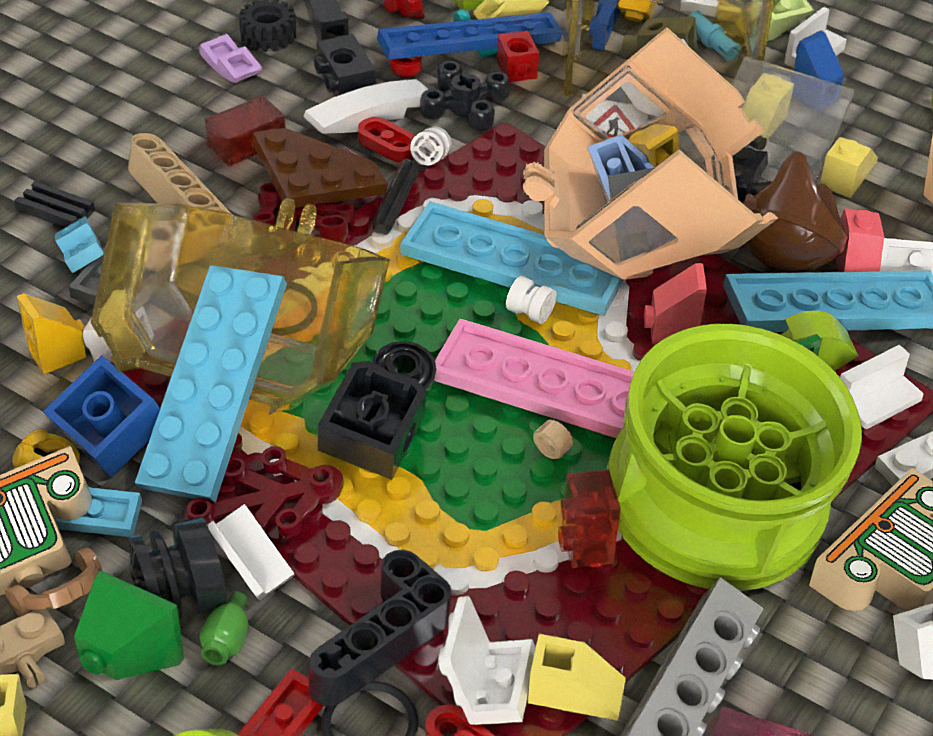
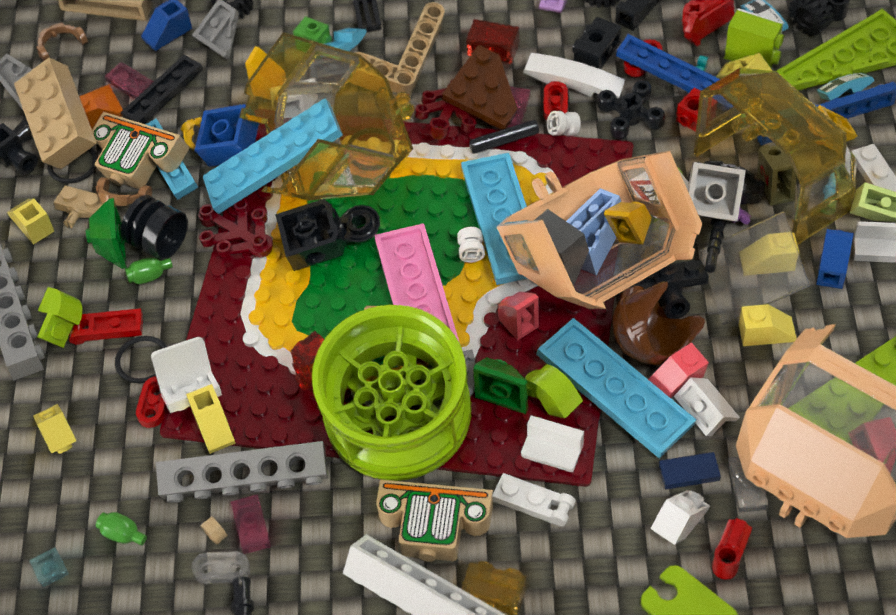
camera: 60 degrees right, 10 degrees up
(35, 263) = (313, 31): none -> bright green brick
(251, 552) = (187, 245): white panel -> none
(412, 613) = (146, 324): black beam -> none

